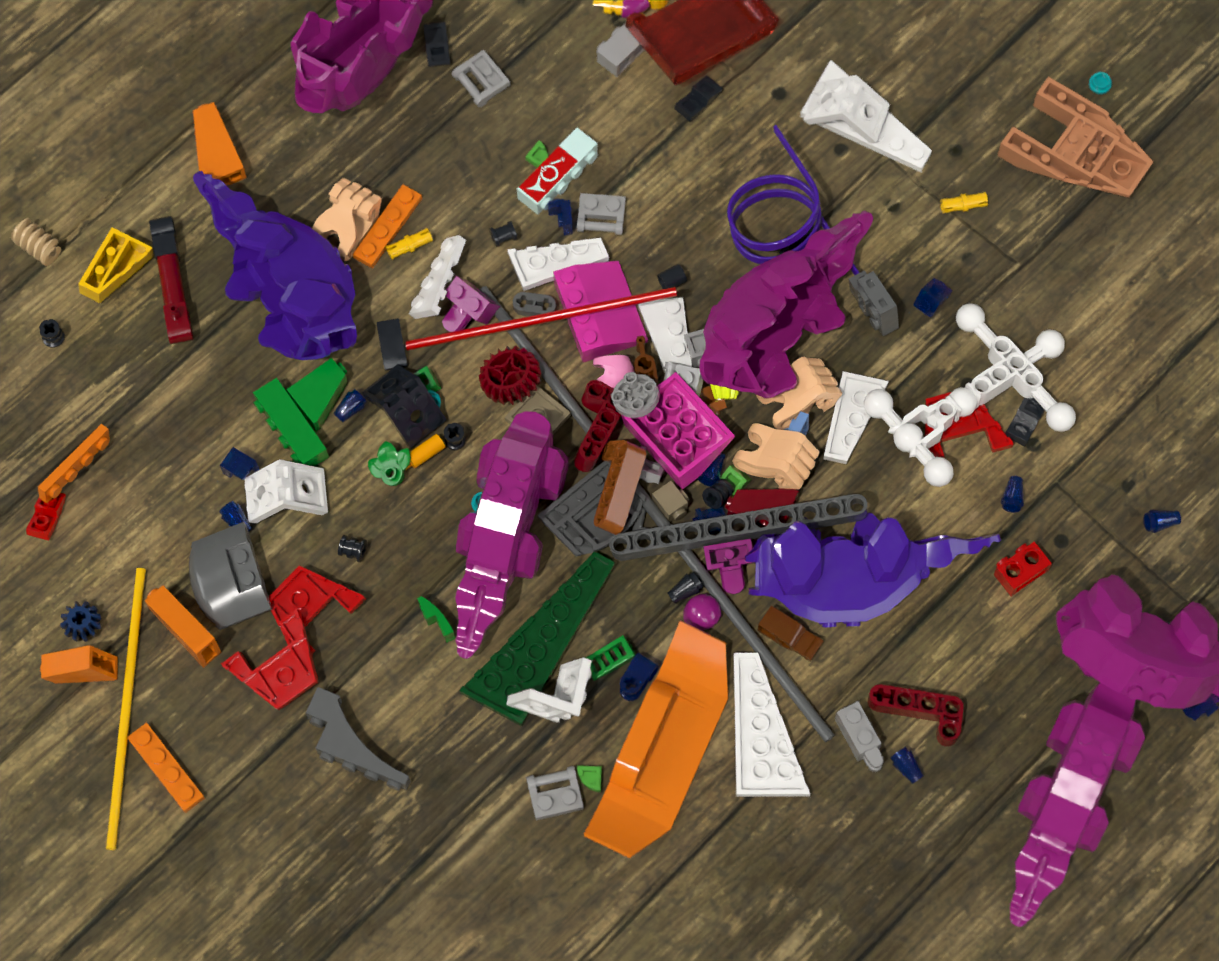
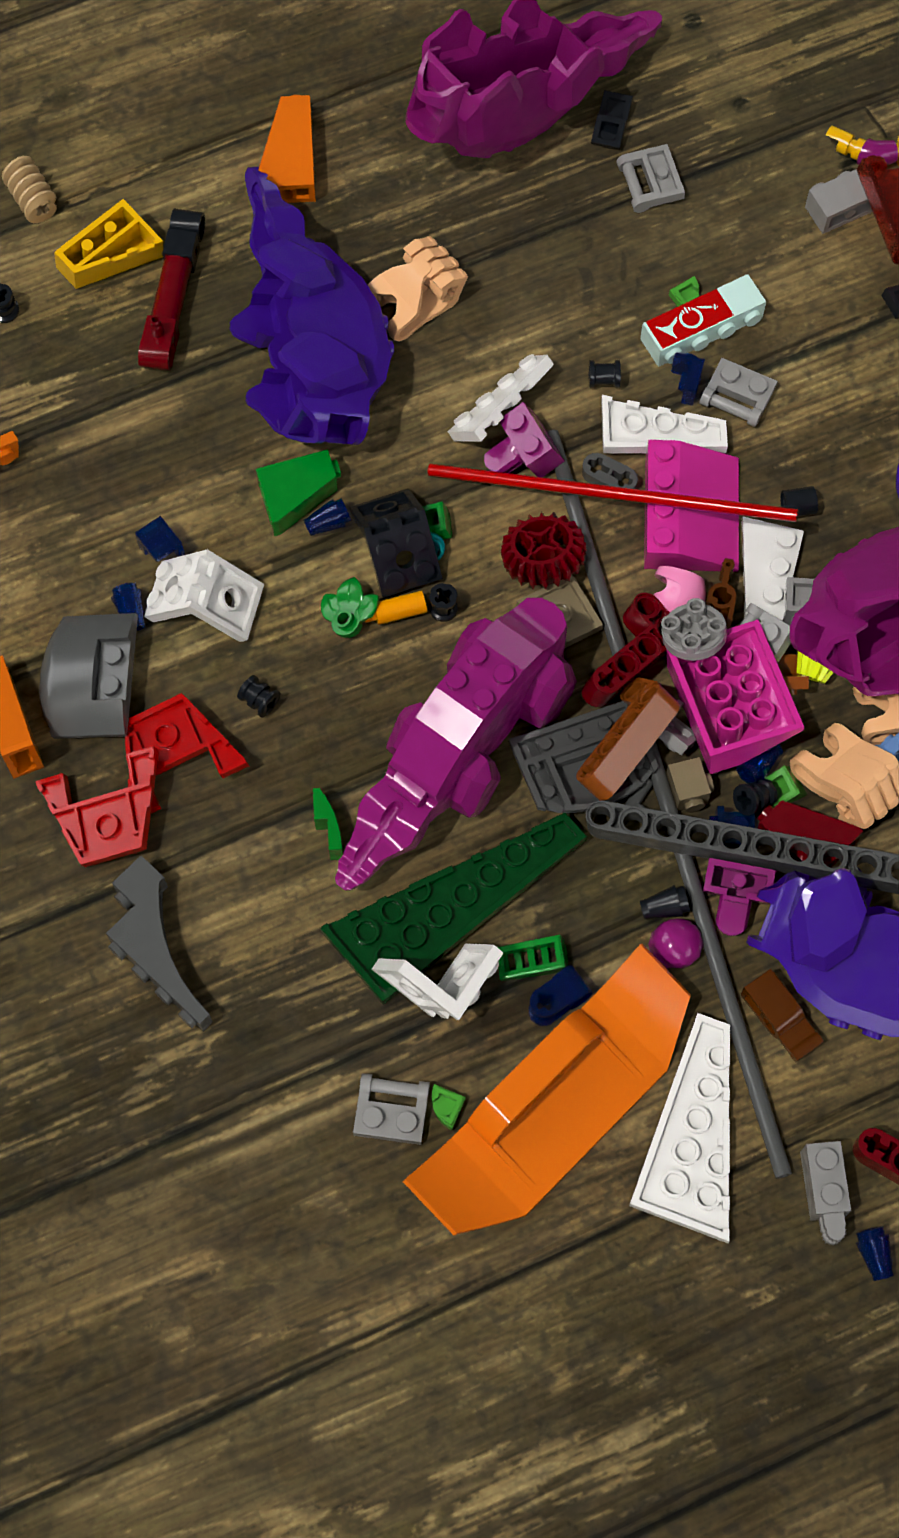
camera: 20 degrees right, 0 degrees up
(290, 424) = (244, 514): green brick -> none
(387, 226) = (463, 316): orange plate -> none
(391, 344) = (410, 460): black slope -> none
(409, 243) = (482, 346): yellow pin -> none

